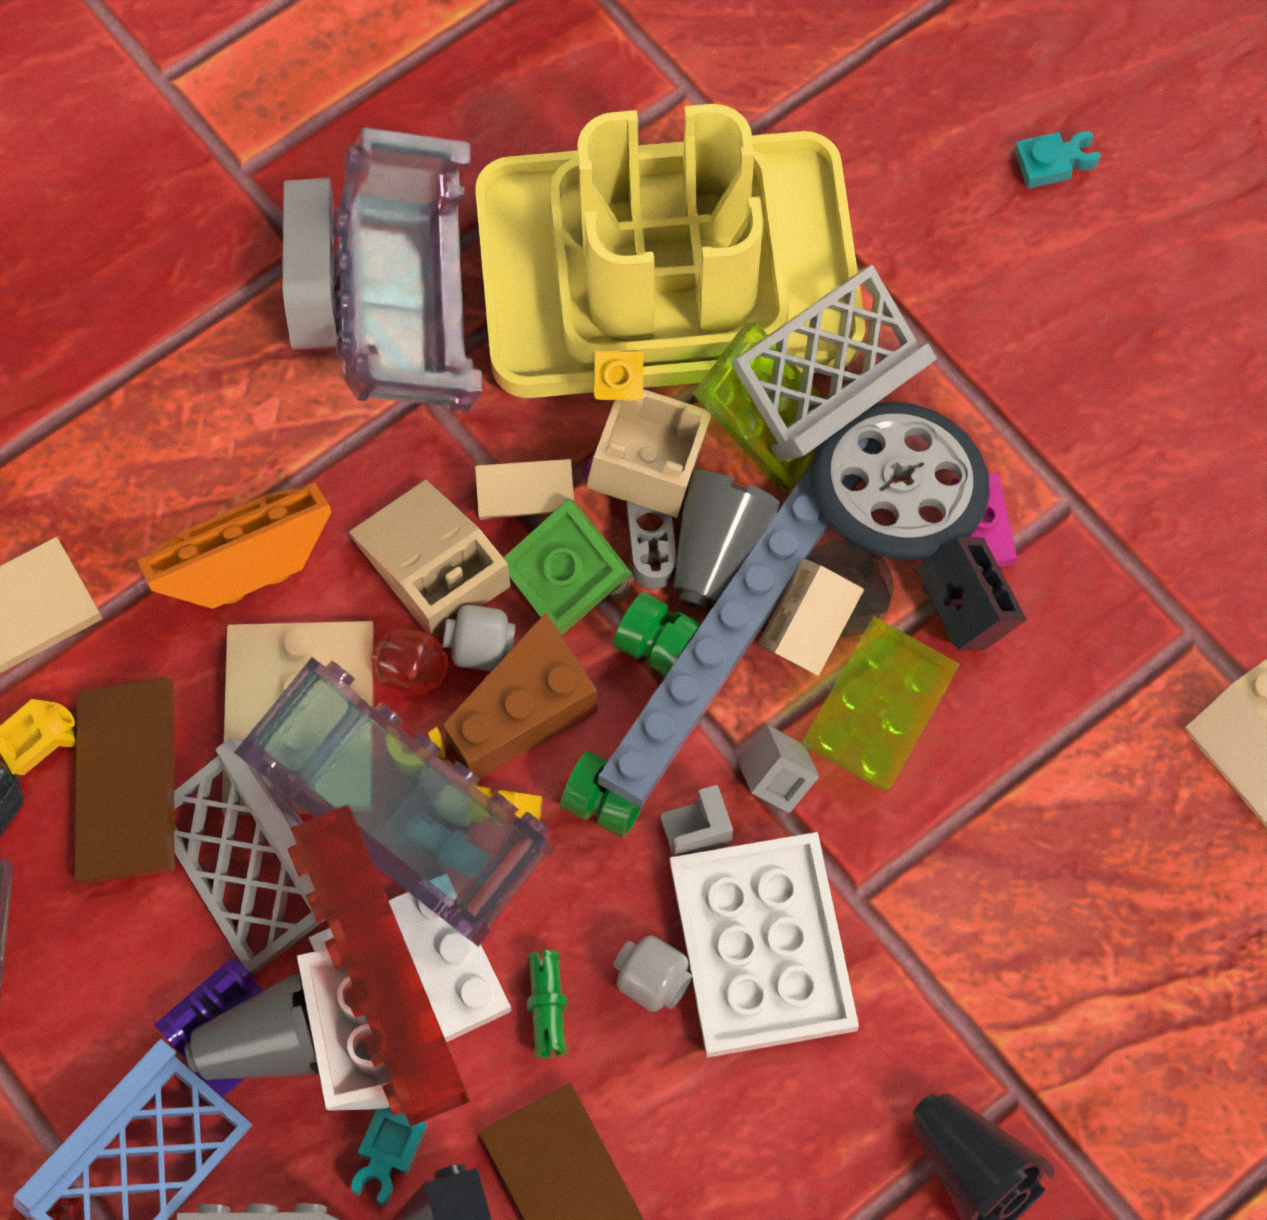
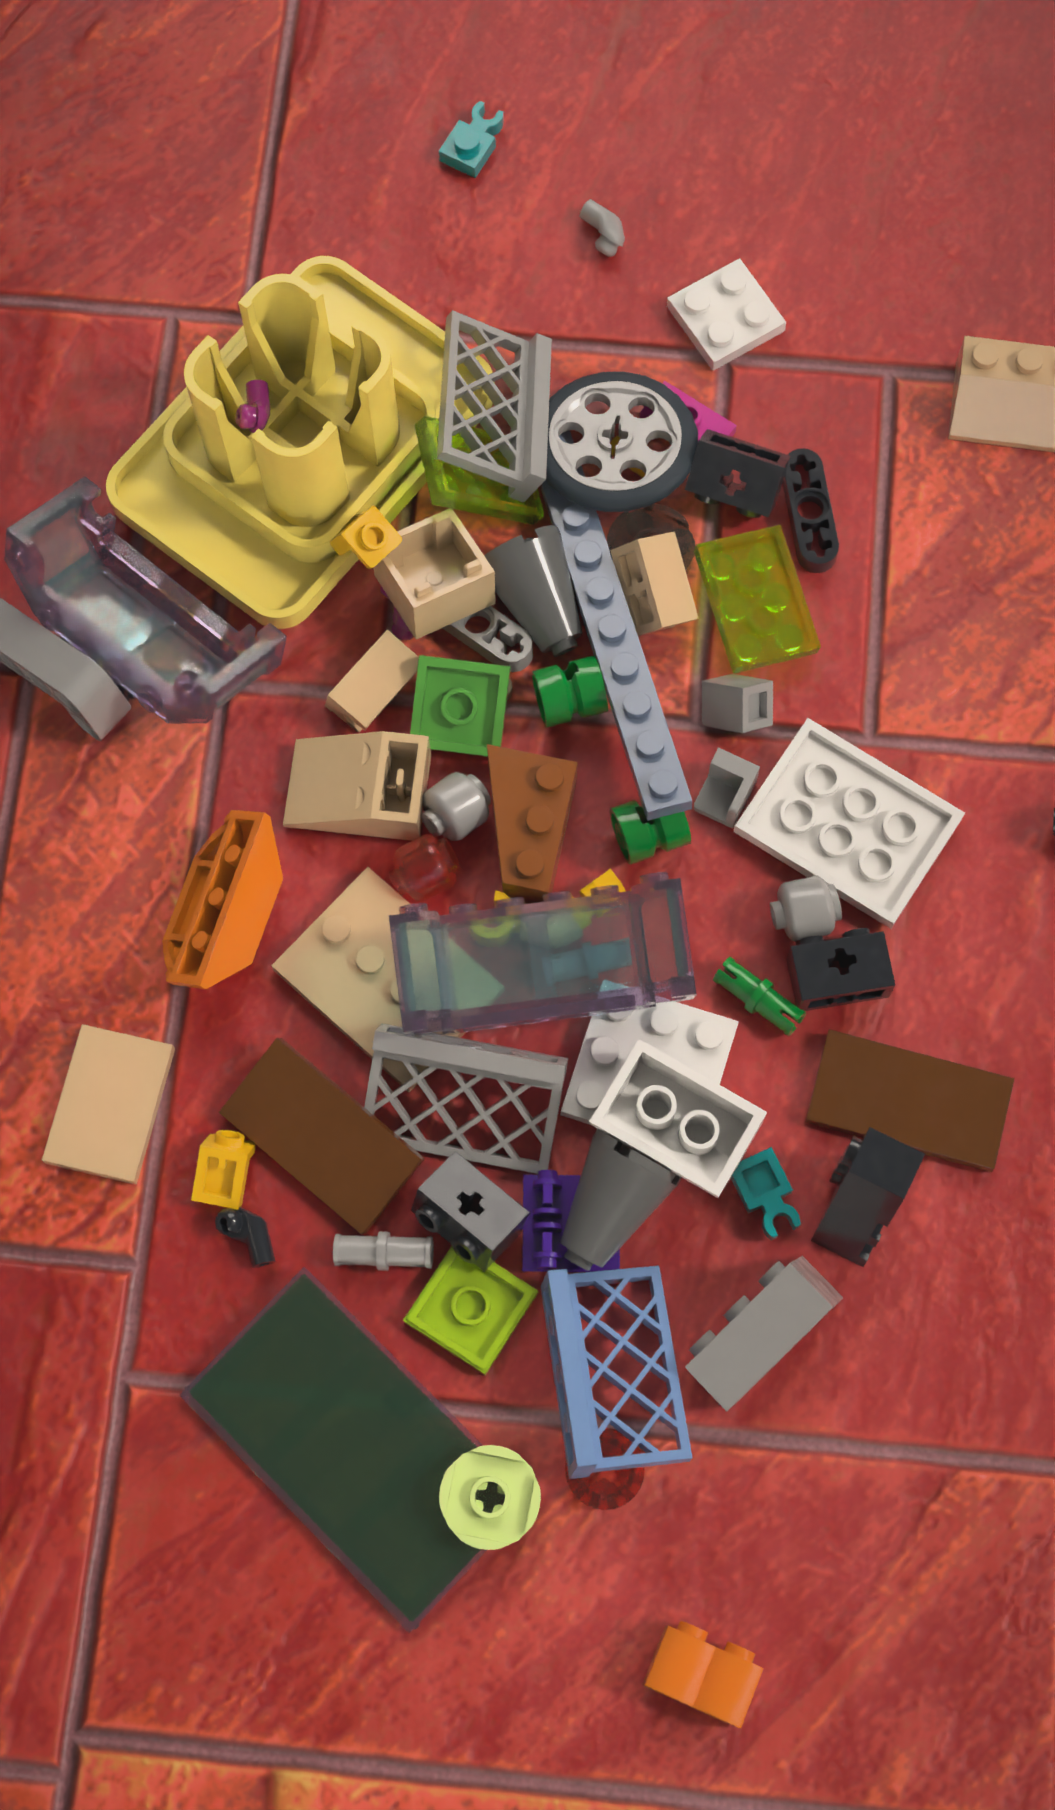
camera: 45 degrees left, 5 degrees up
(75, 907) = (383, 1251): none -> light grey pin
(92, 1013) = (471, 1309): none -> lime tile
(171, 915) = (469, 1212): none -> brick
(379, 966) = (656, 1070): clear red brick -> none
(637, 1072) = (821, 987): none -> black brick
(646, 207) = (257, 410): none -> magenta arm
(994, 712) = (803, 528): none -> black beam
(1086, 317) = (608, 225): none -> light grey arm
(1108, 467) = (726, 314): none -> white plate

